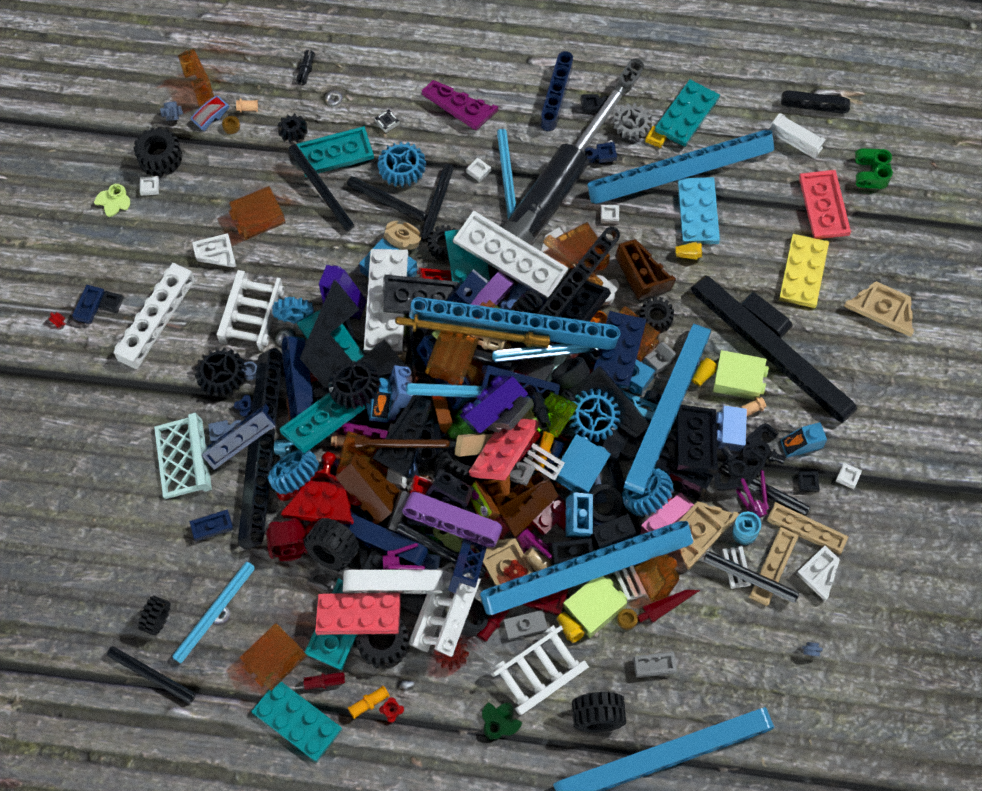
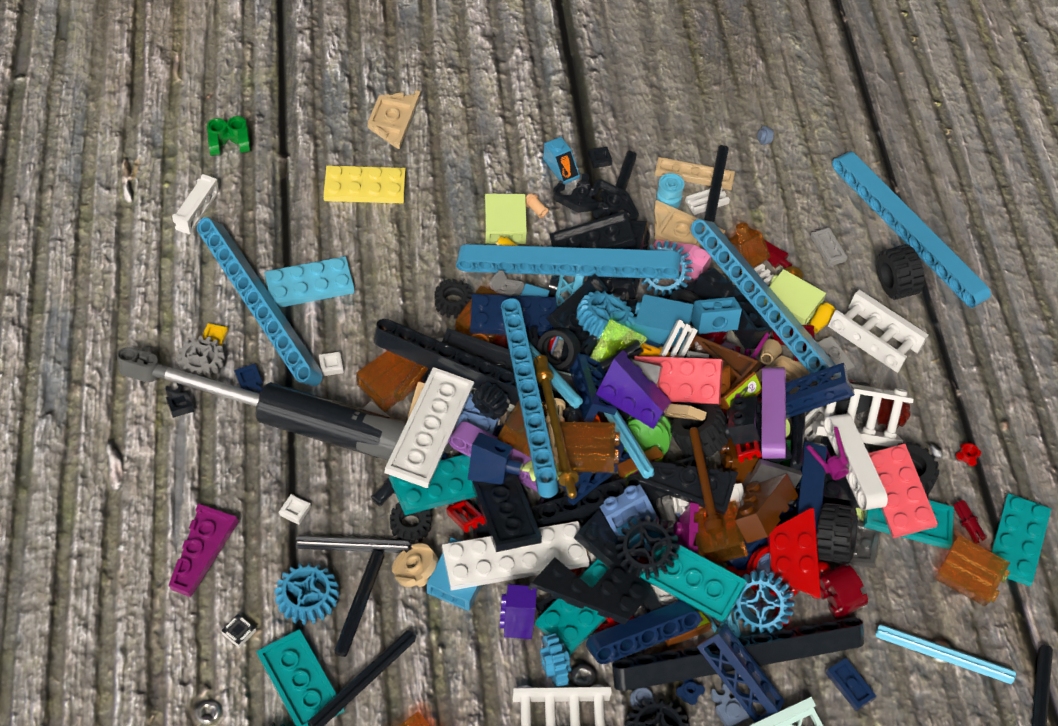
camera: 110 degrees left, 10 degrees down
(154, 615) = (983, 707): black tyre -> none
(368, 702) = (971, 475): light orange pin -> none
(501, 718) = (935, 360): dark green plate -> none
(506, 171) = (297, 475): medium azure axle -> none
(509, 572) = (791, 365): clear red plate -> none
(557, 91) = (155, 441): dark blue beam -> none
(642, 271) = (411, 308): reddish brown wedge -> none
(687, 113) = (177, 308): teal plate -> none
(689, 251) = (365, 278): yellow cone -> none
(731, 428) = (567, 213): light blue brick -> none
(755, 506) = (644, 188): magenta plant -> none
(767, 314) = (429, 206): black beam -> none
(774, 349) = (462, 199): black beam -> none
(807, 528) = (648, 153): tan tile -> none
(815, 102) = (146, 194): black beam -> none
(820, 572) = (688, 137): white wing -> none
(824, 204) = (280, 173): coral plate -> none
(848, 475) = (583, 128): white tile -> none

